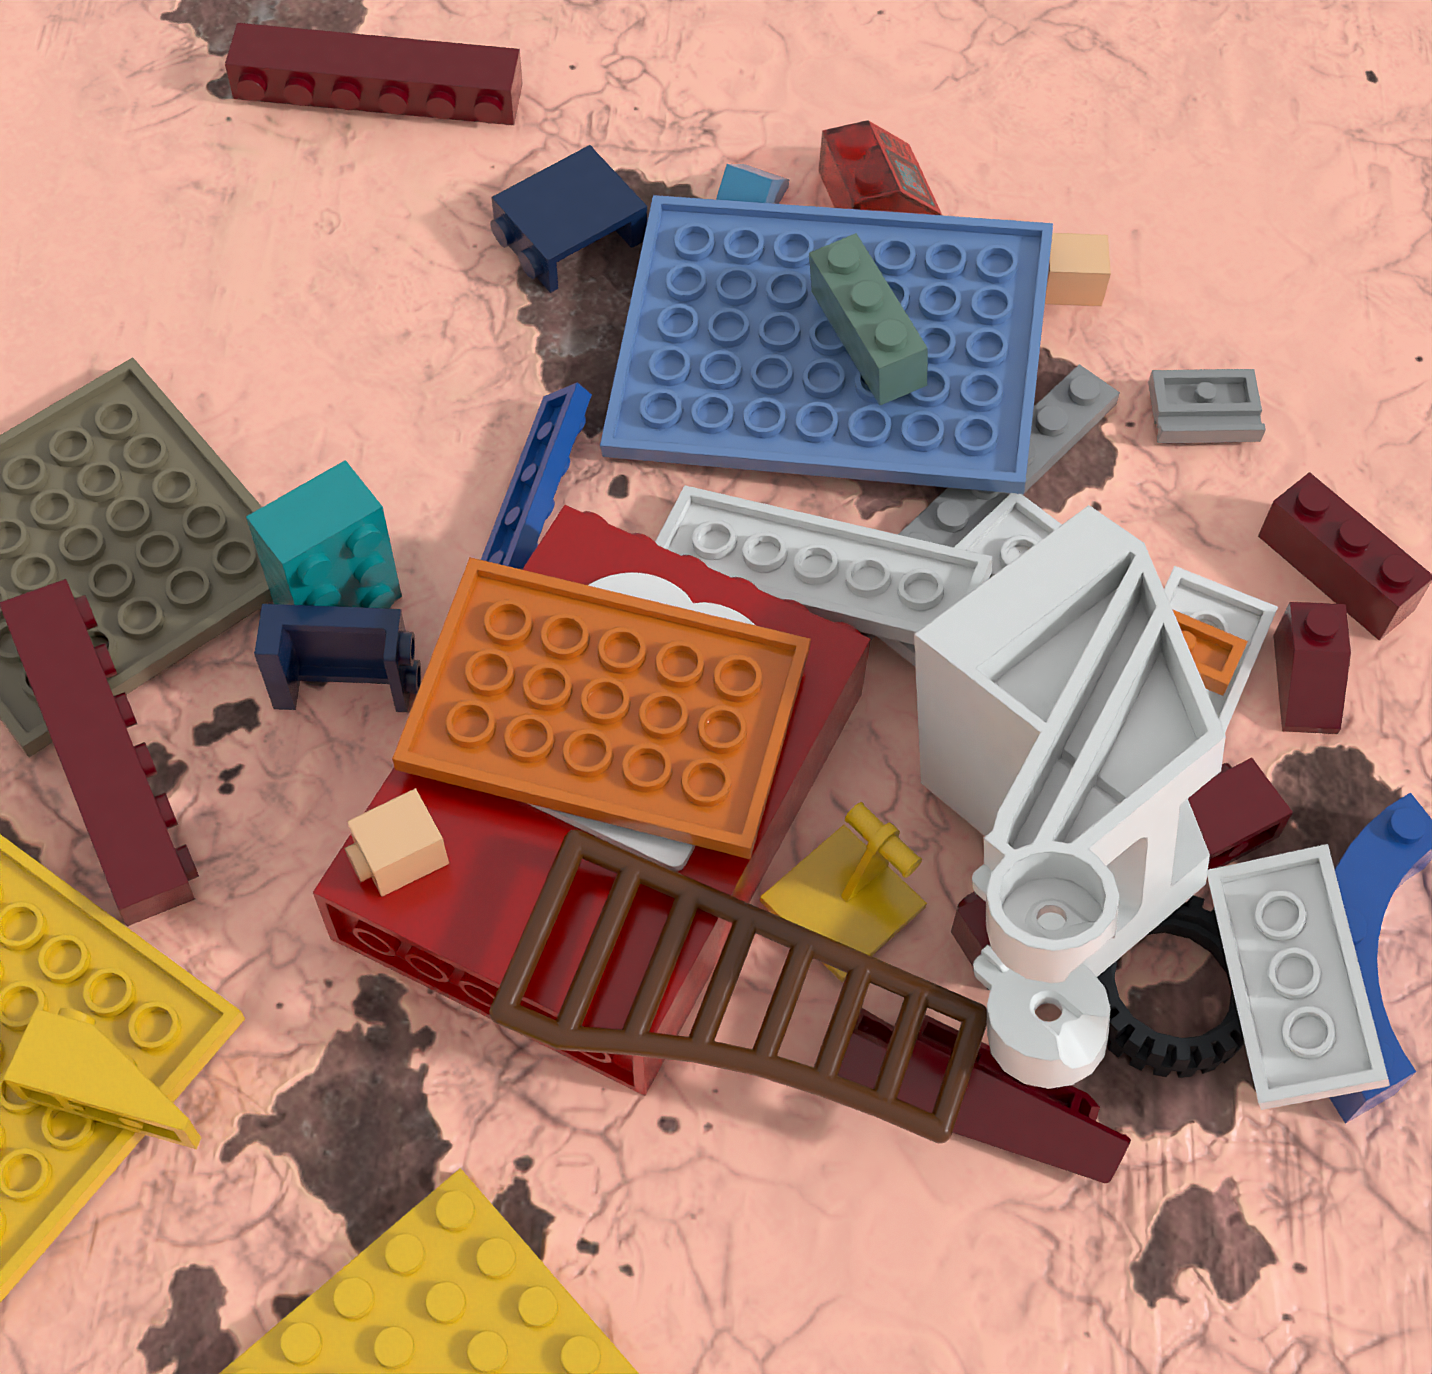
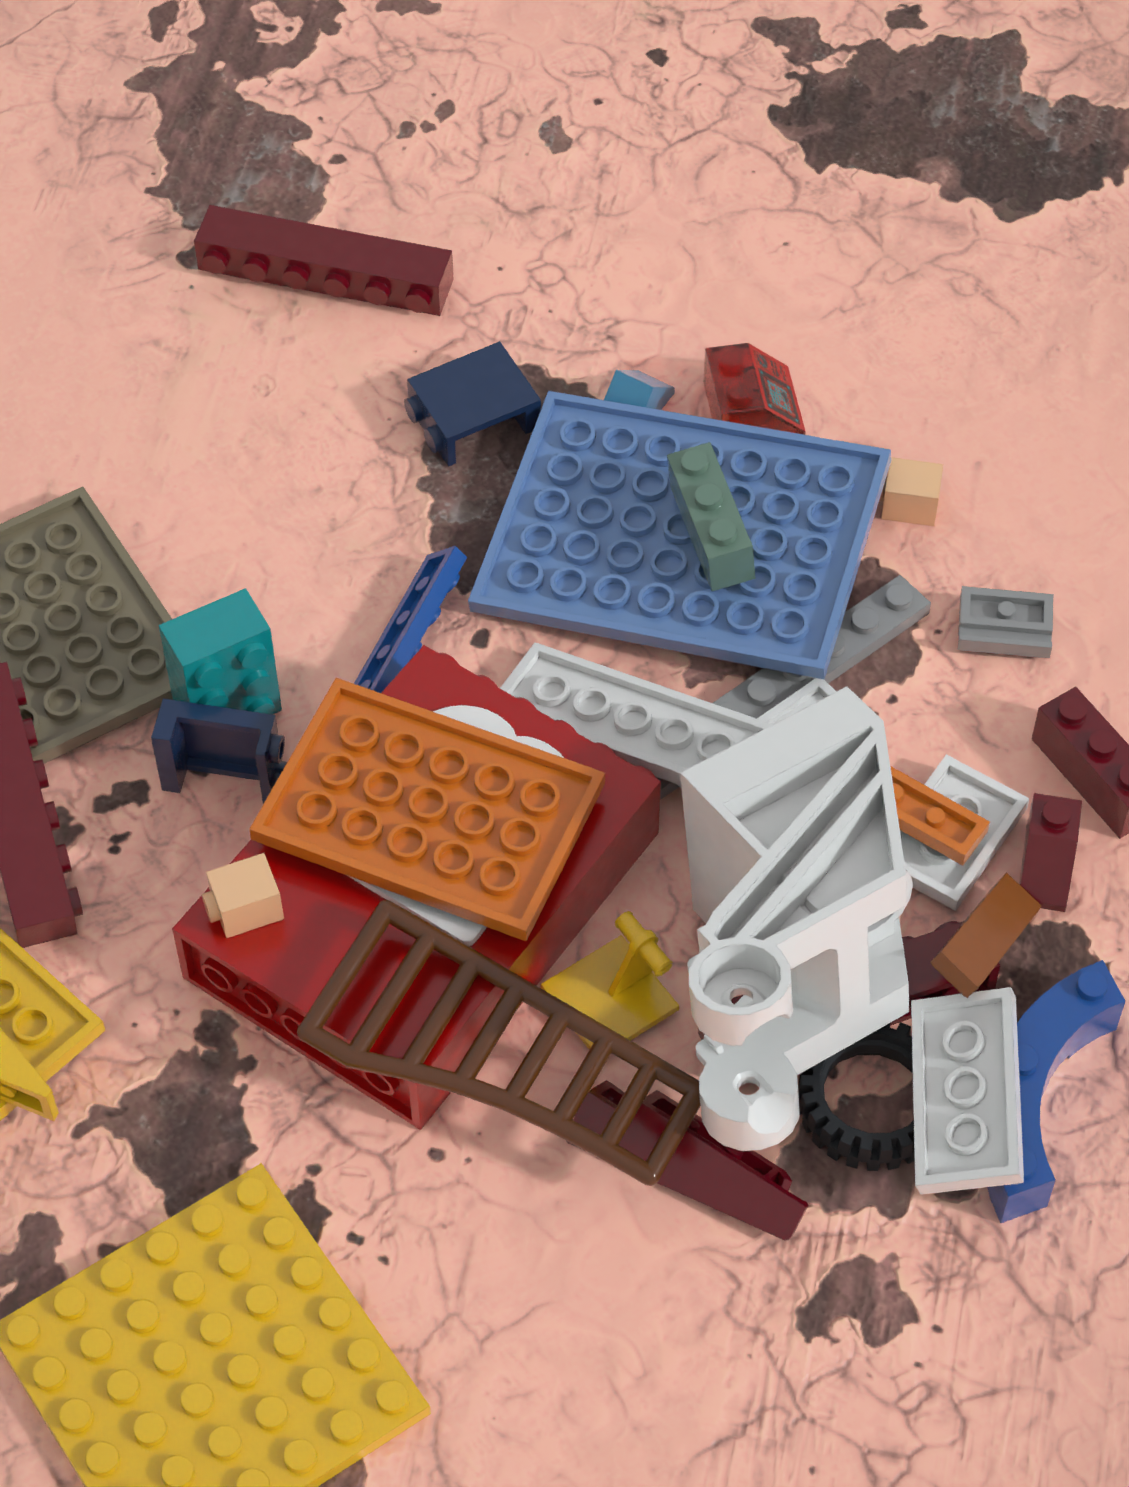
camera: 10 degrees right, 5 degrees down
(1273, 781) = (986, 935): none -> dark orange tile

